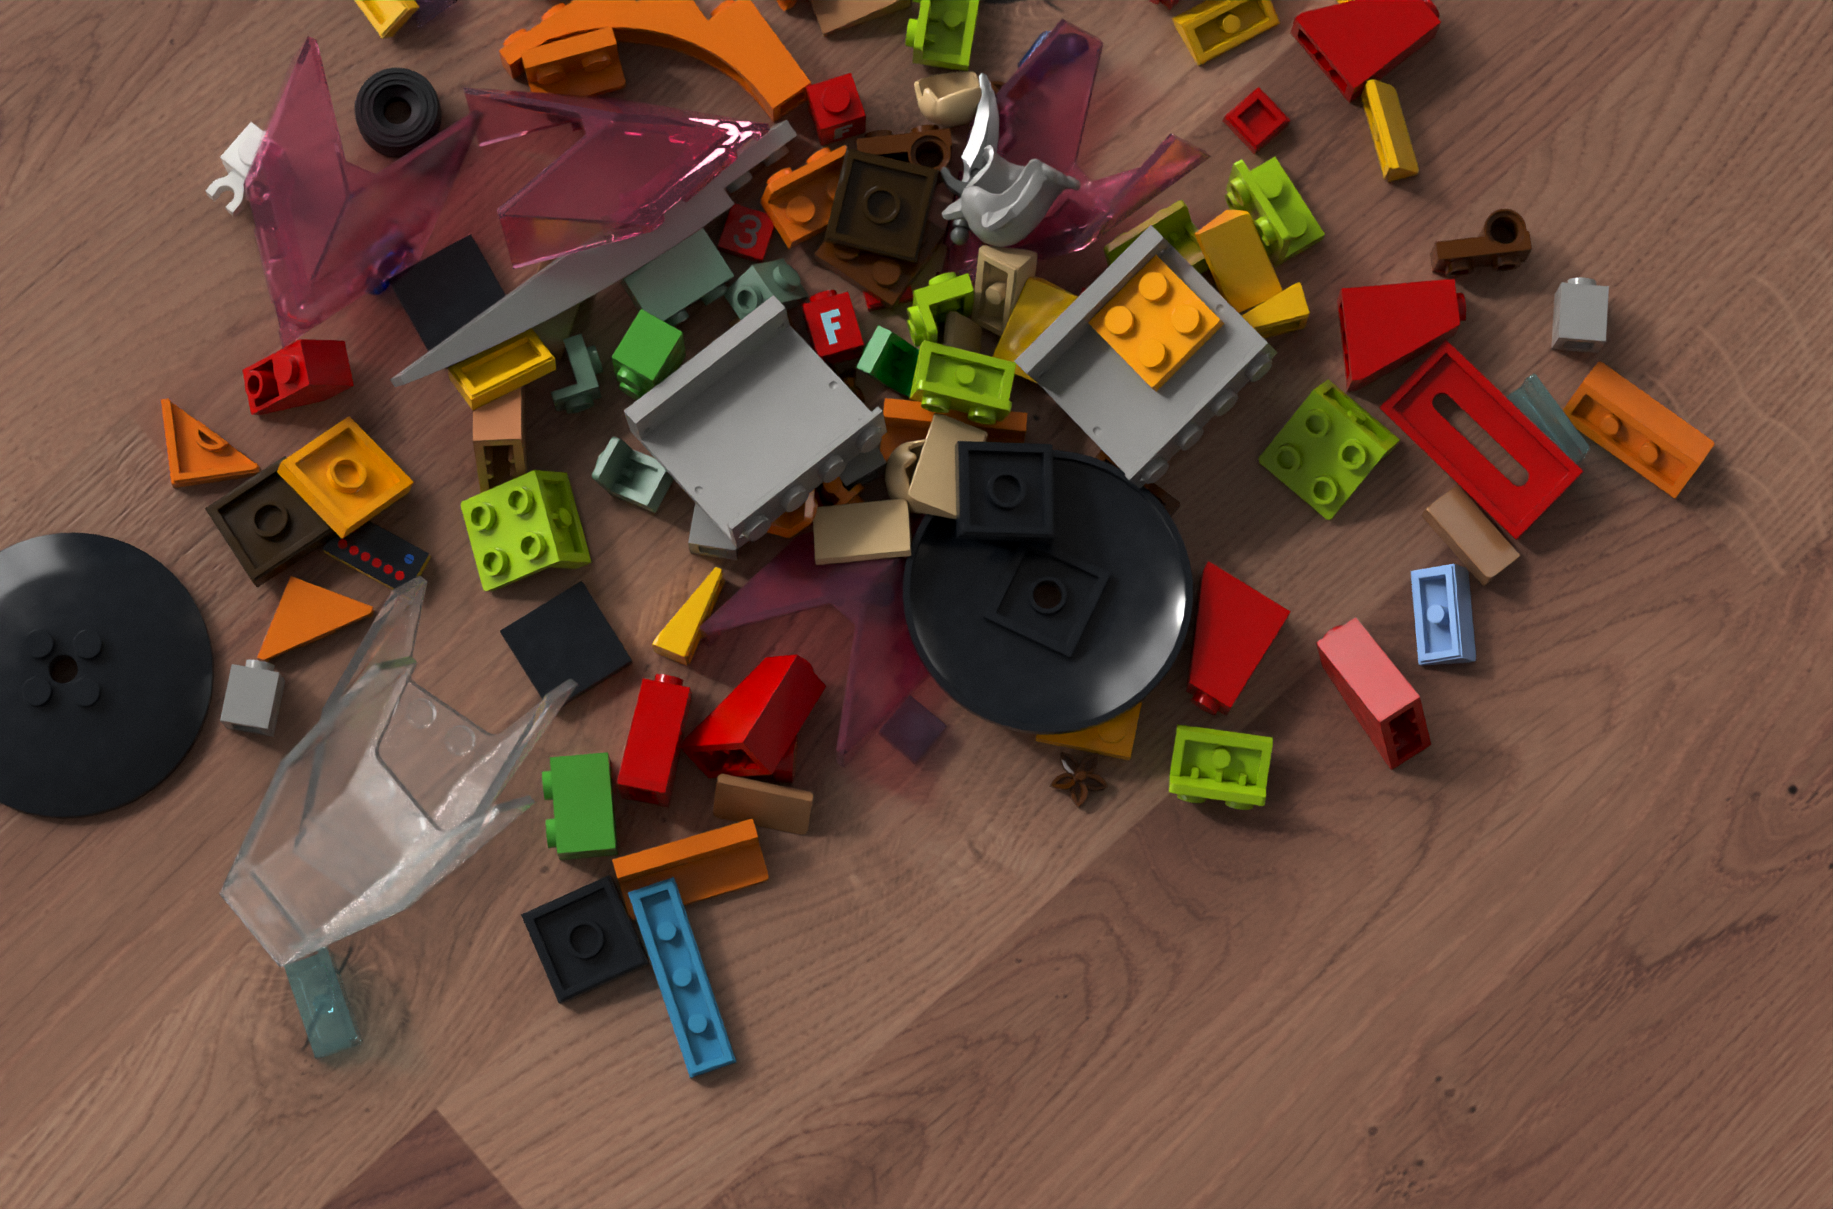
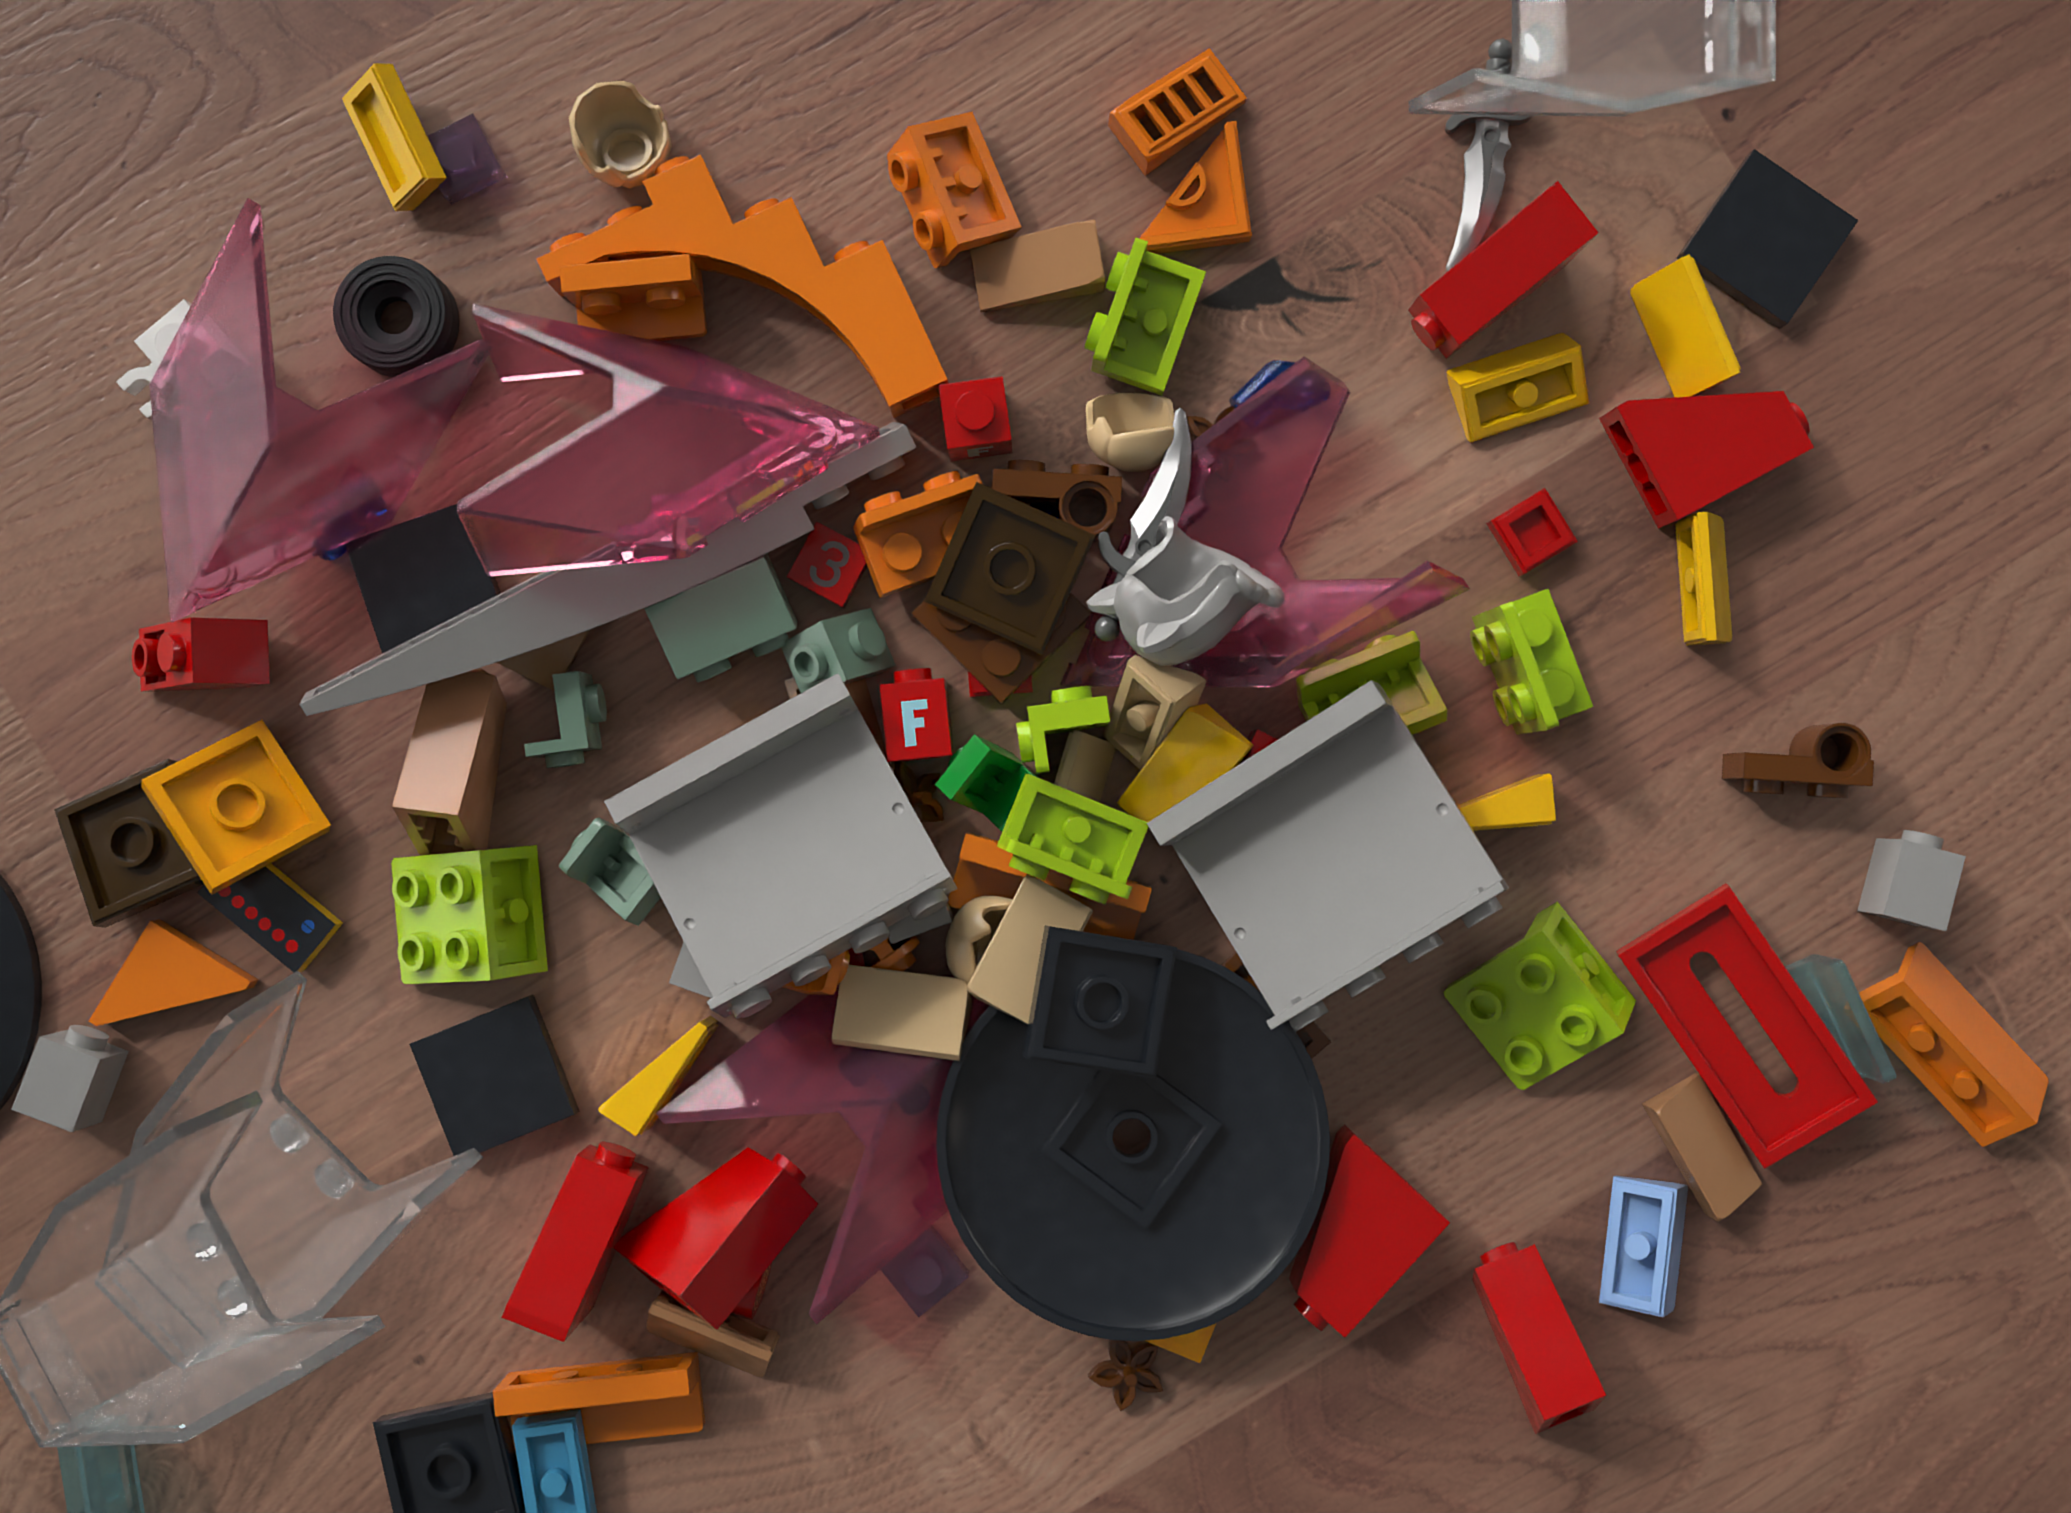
camera: 15 degrees right, 10 degrees up
(198, 453) = (61, 728): orange tile -> none
(501, 369) = (457, 708): yellow tile -> none
(582, 806) = (470, 1286): bright green brick -> none
(647, 354) = (658, 720): bright green brick -> none
(1156, 323) = (1349, 810): light orange plate -> none
(1220, 766) = (1314, 1403): lime bracket -> none
(1238, 260) = (1474, 728): yellow slope -> none
(1394, 325) = (1661, 851): red slope -> none

